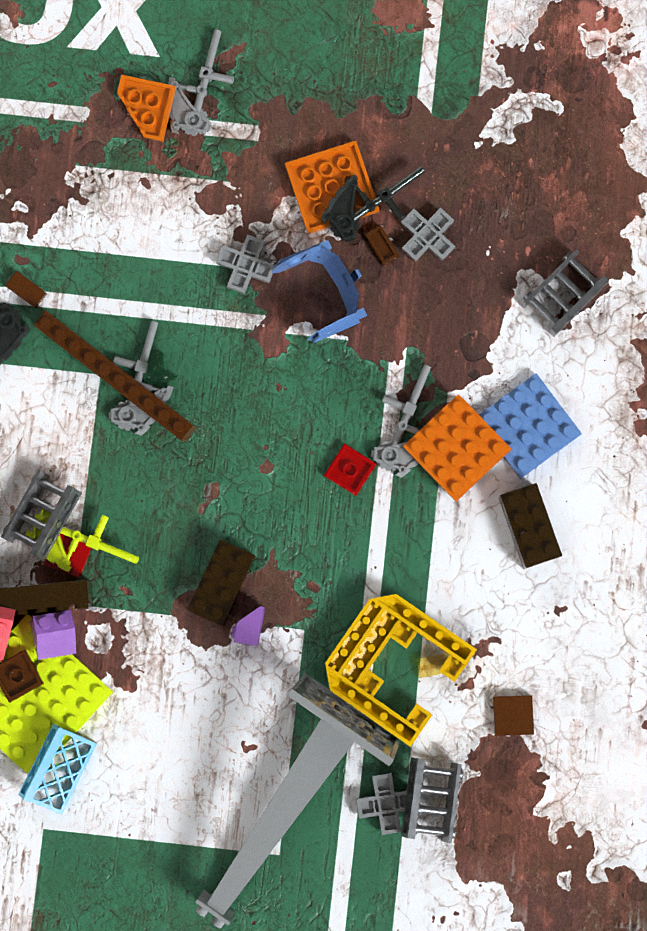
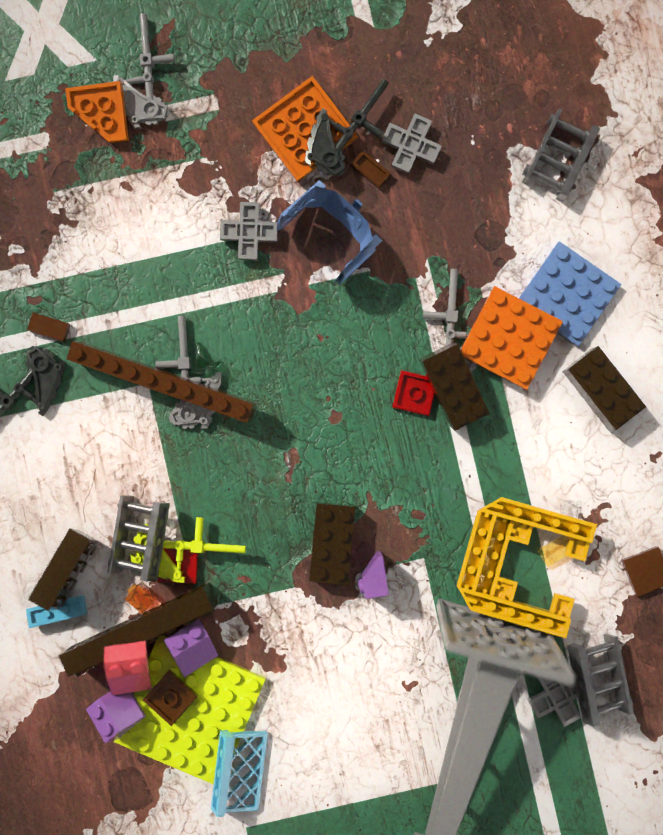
camera: 15 degrees left, 5 degrees up
(22, 572) = (140, 597): none -> clear orange brick
(387, 474) = (454, 386): none -> dark brown brick

